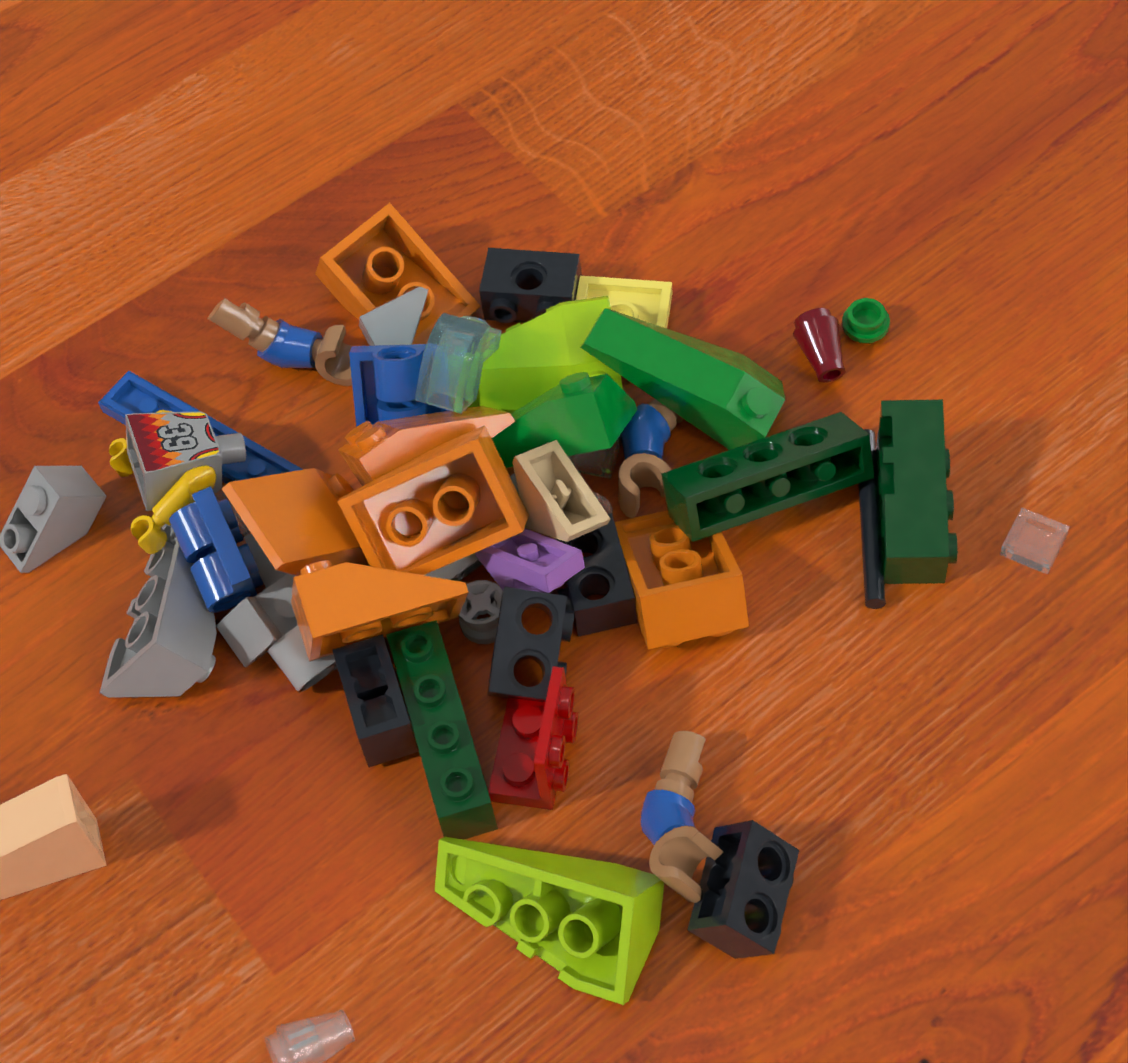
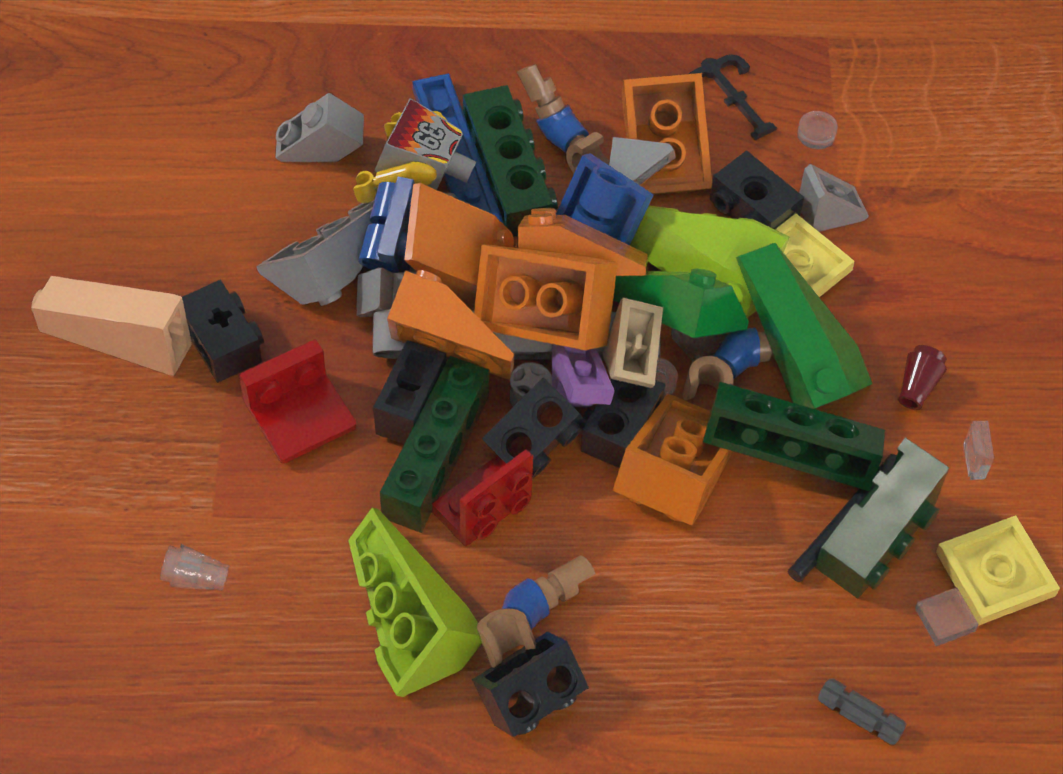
camera: 30 degrees right, 0 degrees up
(123, 781) = (221, 331): none -> black brick
(263, 408) = (507, 154): none -> dark green brick
(265, 797) = (296, 402): none -> red bracket
(377, 198) = (711, 69): none -> black piece
(455, 361) = (642, 207): clear light blue brick -> none
(526, 190) = (817, 130): none -> clear tile
(600, 243) = (829, 200): none -> light grey slope
(865, 321) = (969, 383): green plate -> none
(930, 372) = (978, 450): none -> clear tile
(1040, 466) = (997, 570): none -> light yellow plate
(1045, 680) = (862, 711): none -> dark grey axle

